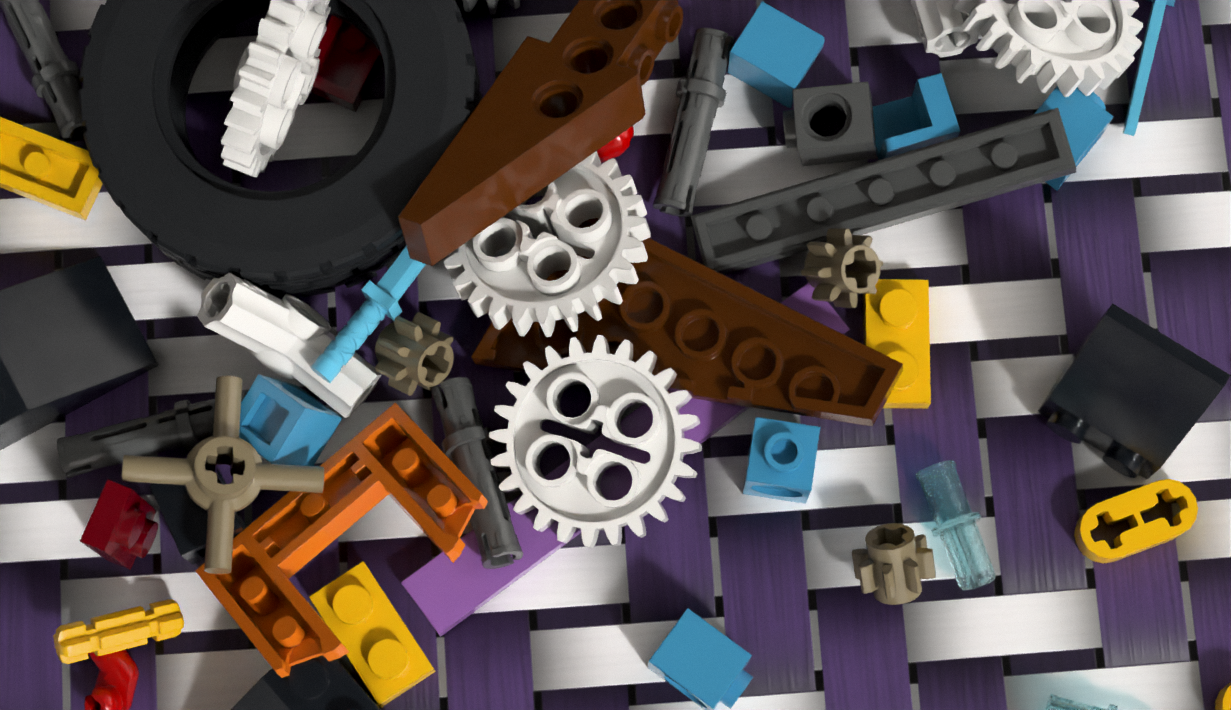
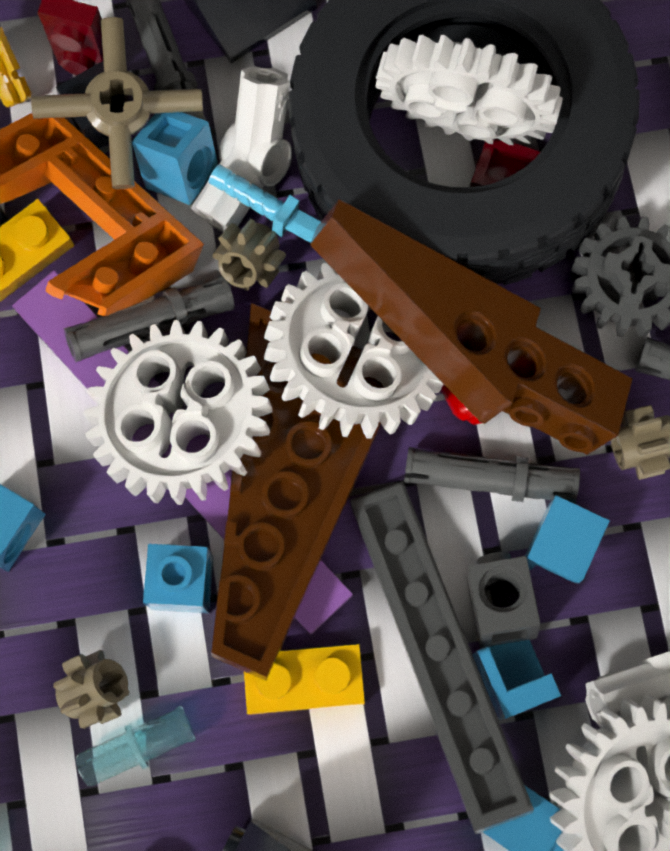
camera: 85 degrees right, 0 degrees up
(842, 267) = (360, 618): dark tan gear -> none

